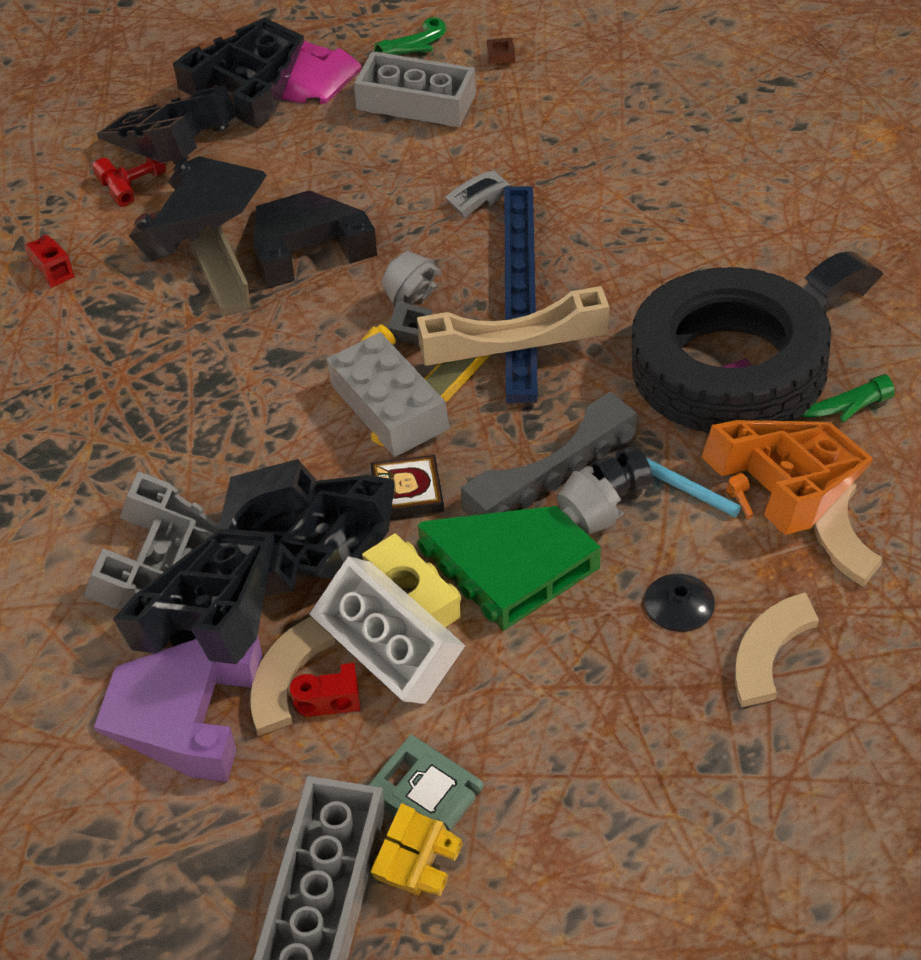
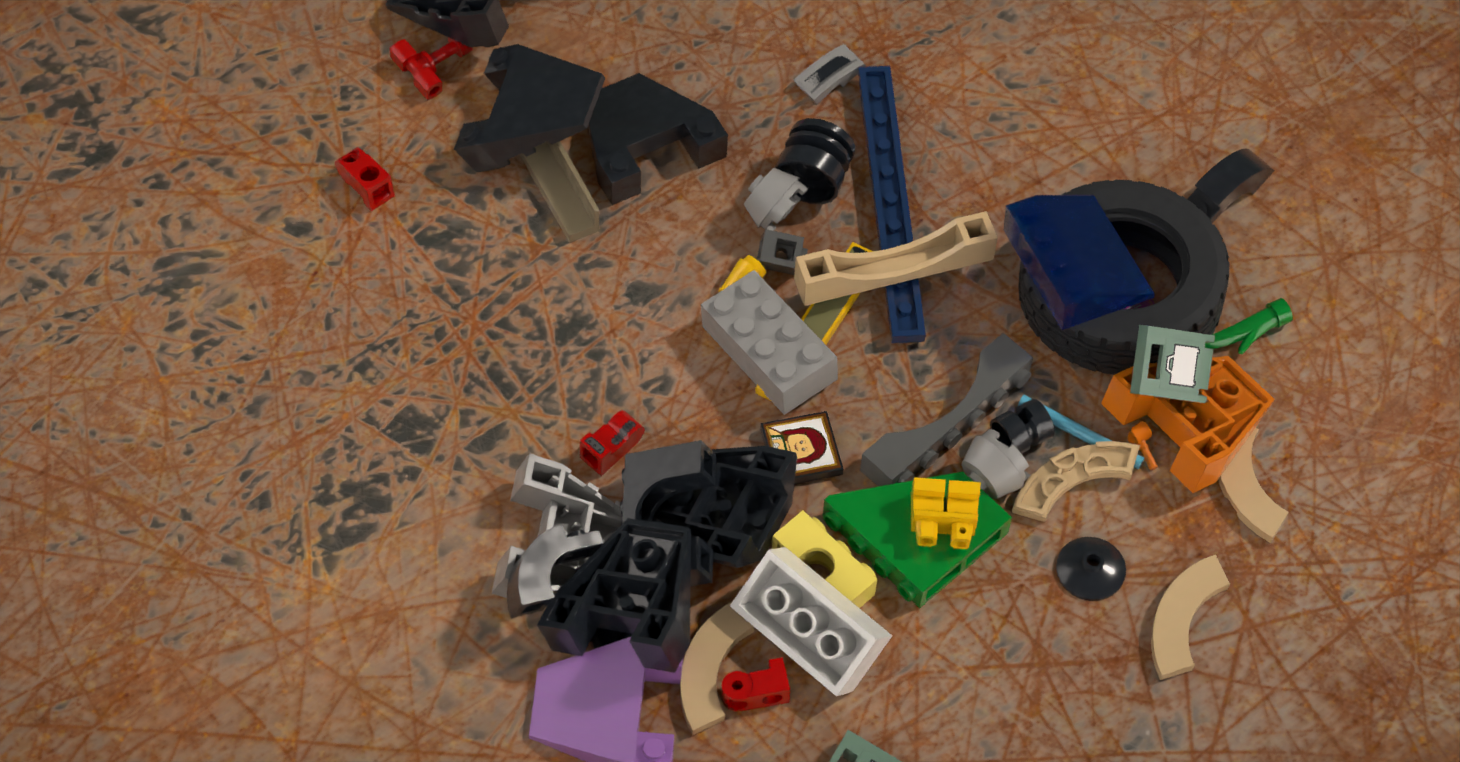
camera: 10 degrees left, 10 degrees up
(128, 557) = (529, 581): none -> arch
(214, 477) = (610, 442): none -> red leg
(457, 247) = (819, 156): none -> black wheel
(519, 541) = (959, 515): none -> yellow hips
(667, 511) = (1072, 468): none -> tan tile
(680, 322) = (1074, 257): none -> clear blue slope
(778, 414) = (1181, 364): none -> sand green container

